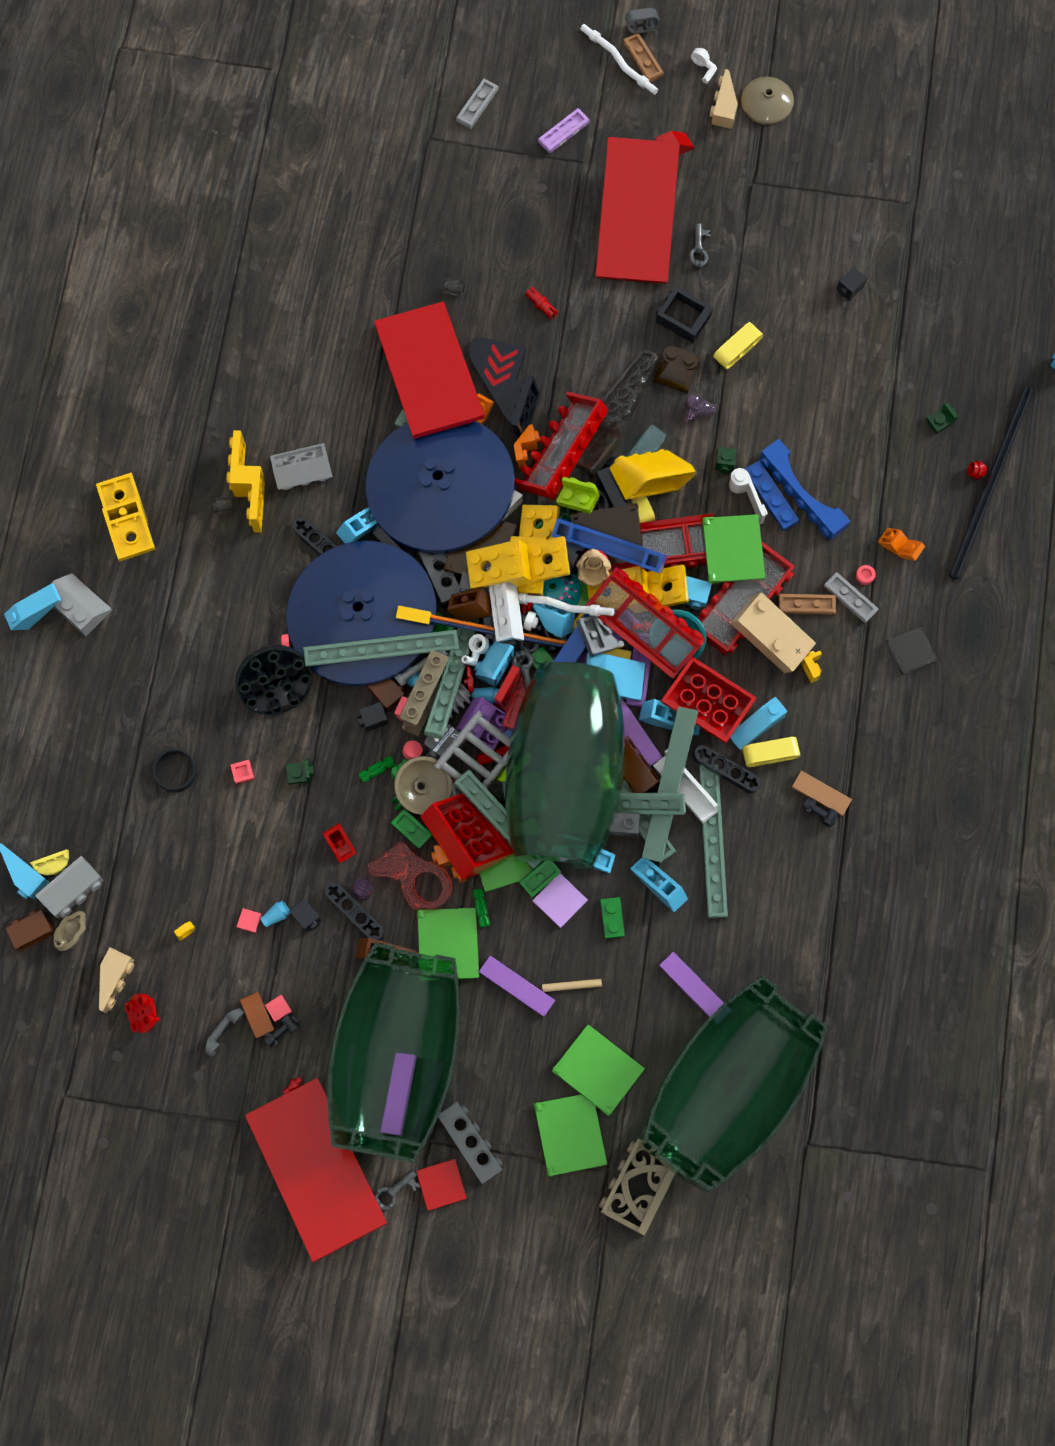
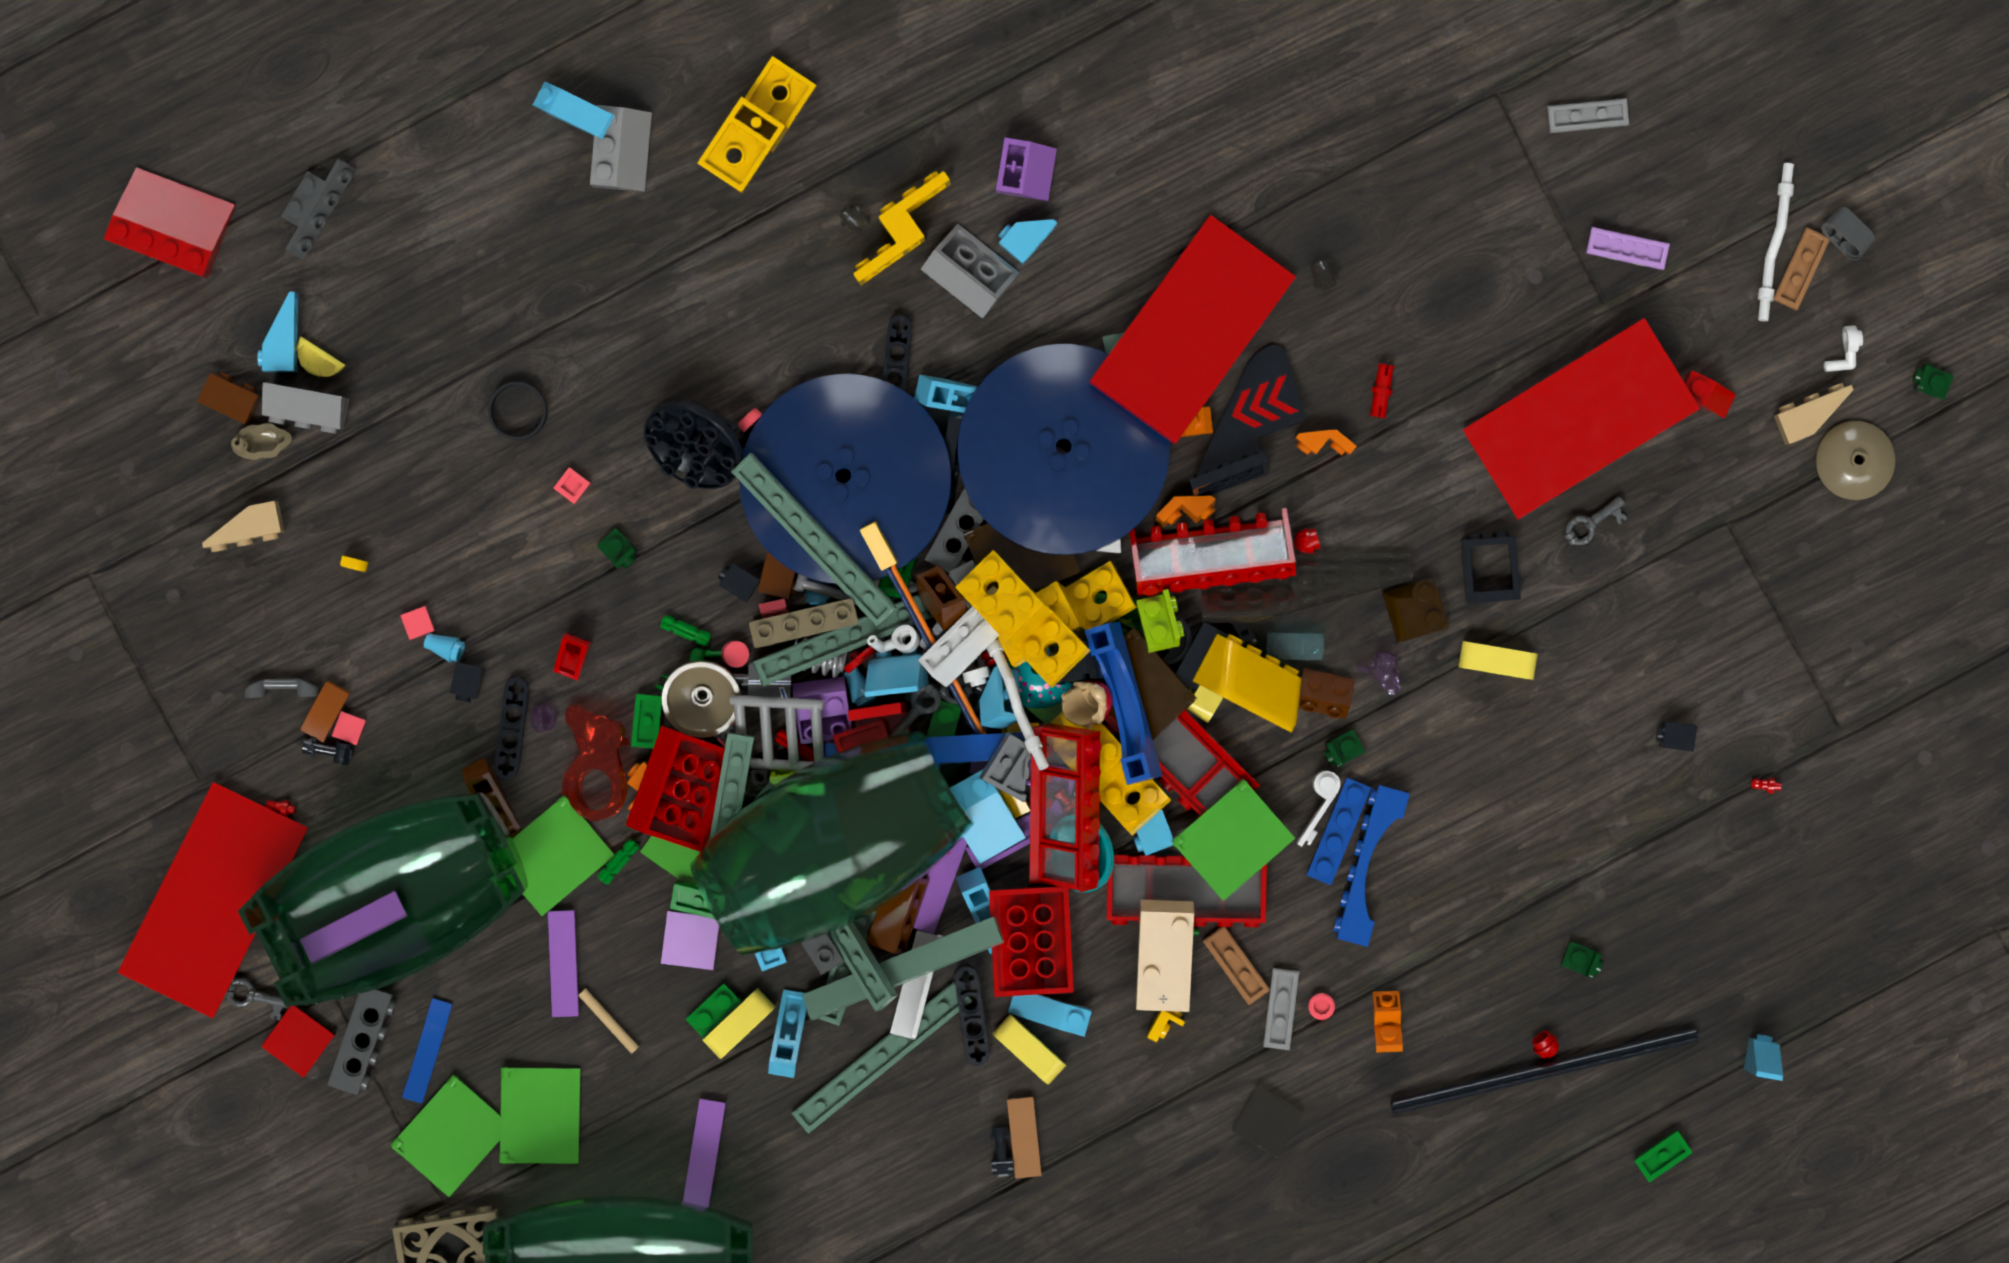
camera: 55 degrees right, 15 degrees up
(141, 1013) = (233, 589): red plate -> none
(269, 397) = (1026, 169): none -> medium lavender slope
(306, 424) = (1025, 237): none -> medium azure slope
(507, 1109) = (427, 1050): none -> blue sticker
(540, 356) = (1314, 441): none -> orange slope
(595, 393) = (1307, 541): none -> red plate
(631, 907) = (739, 1023): none -> light yellow beam
(689, 445) = (1325, 693): none -> reddish brown bracket
(754, 36) = (1932, 381): none -> dark green bracket
(914, 258) = (1769, 785): none -> red piece

